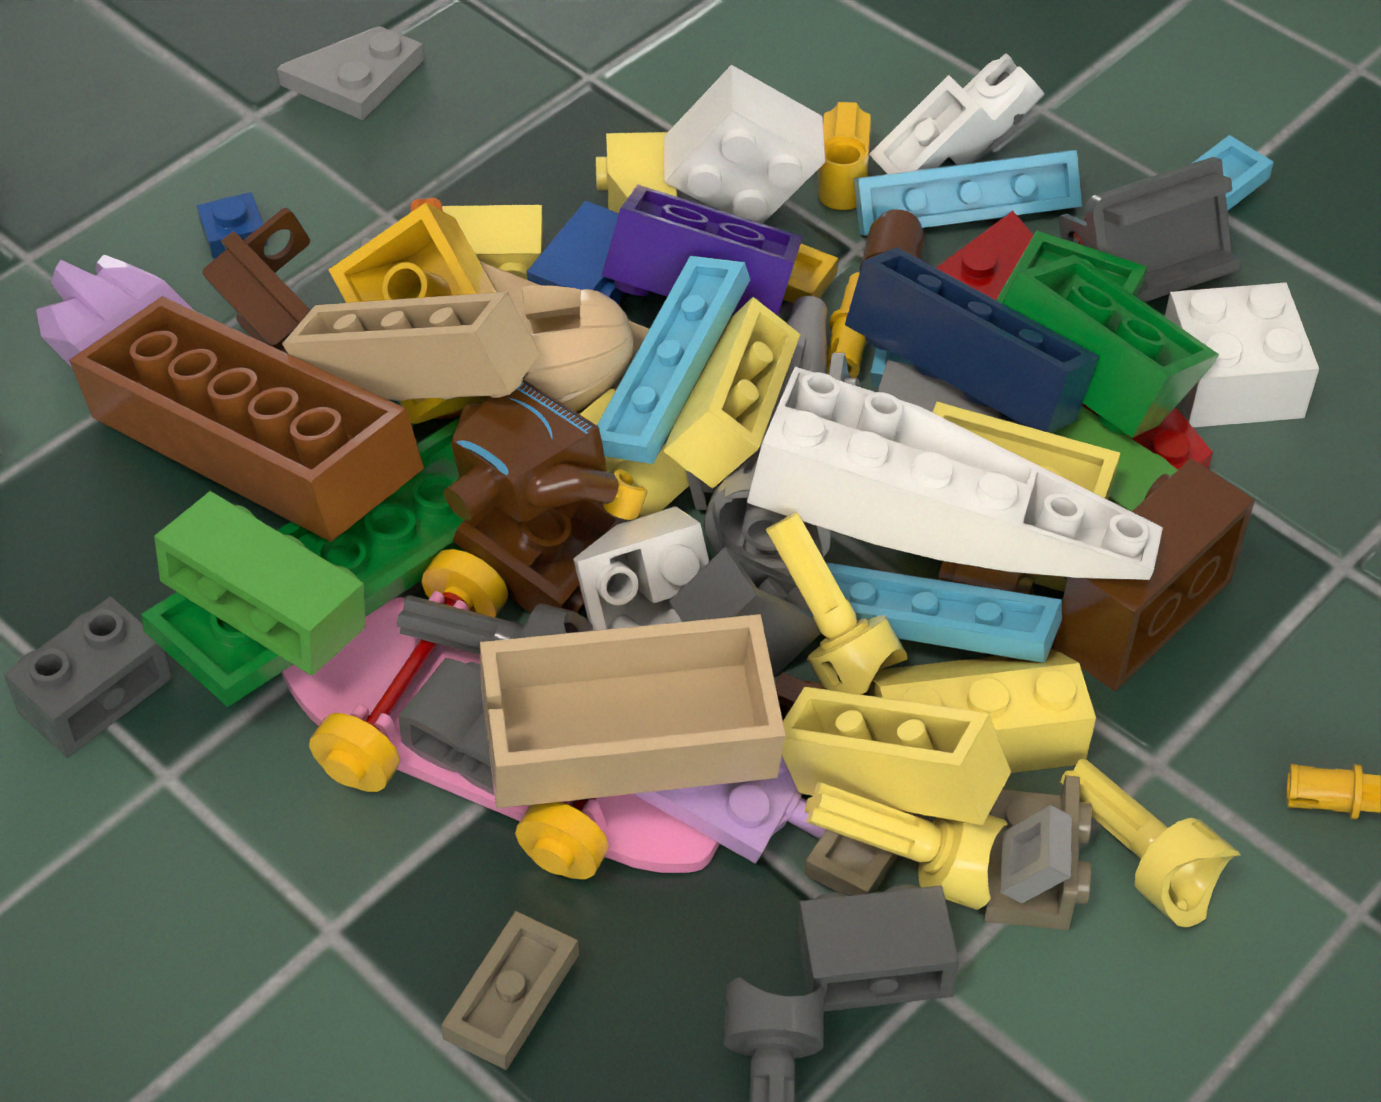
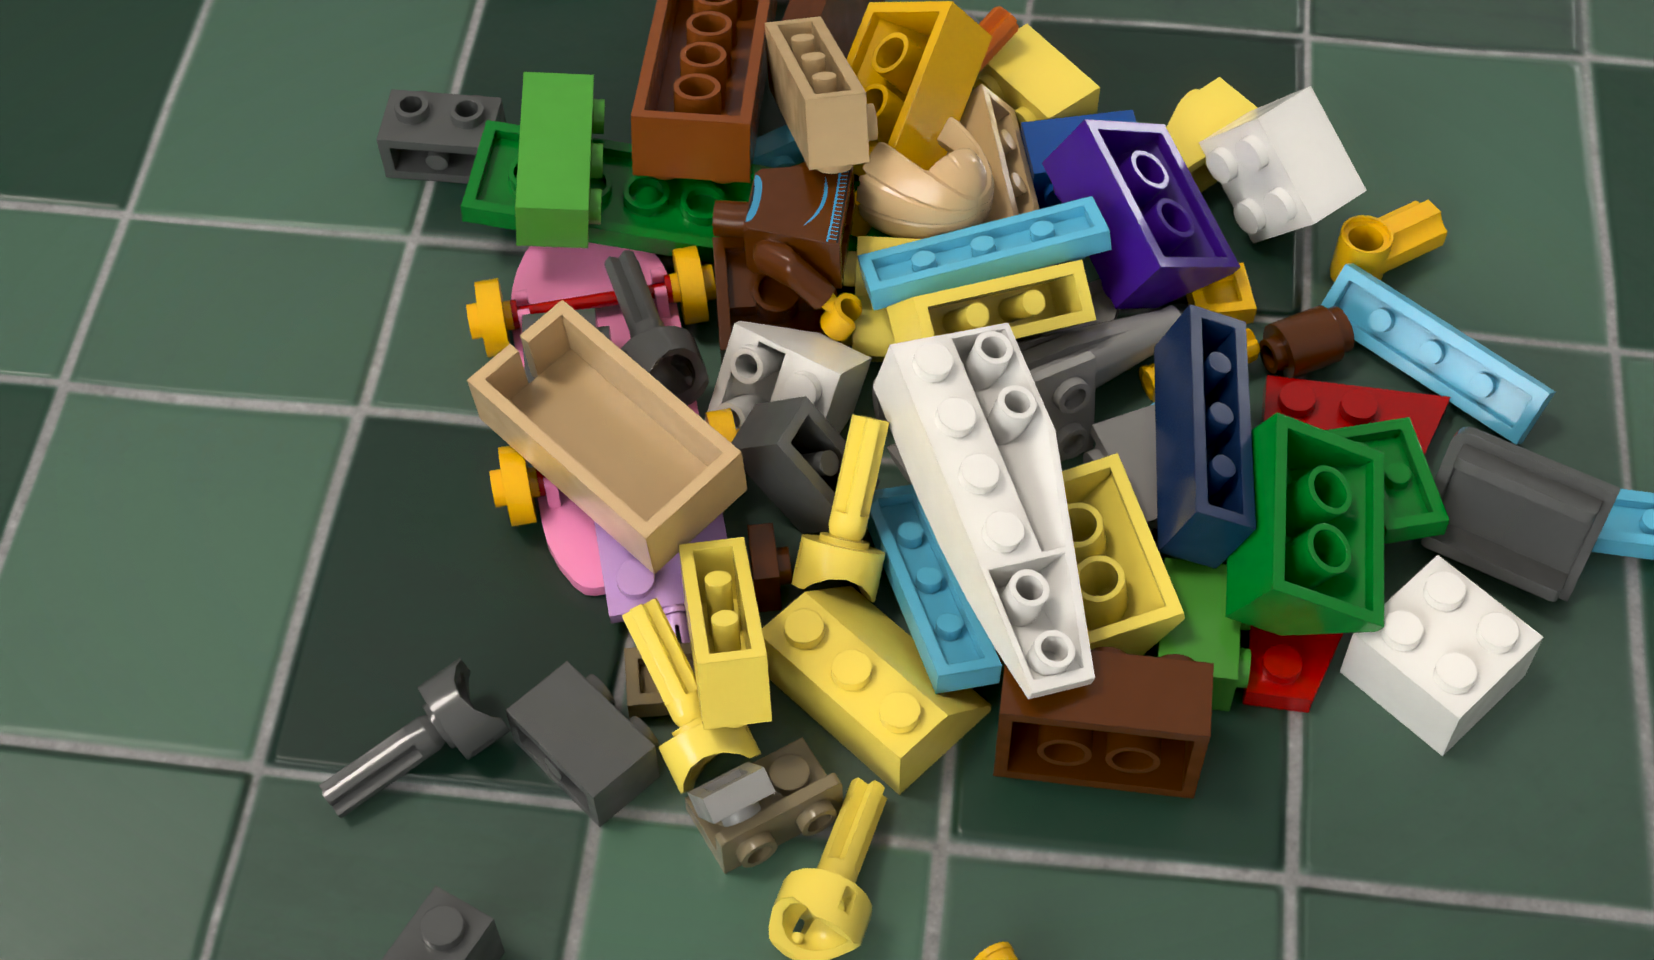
camera: 55 degrees right, 5 degrees up
(510, 990) = (379, 538): dark tan plate -> none
(959, 119) = (1502, 296): white plate -> none

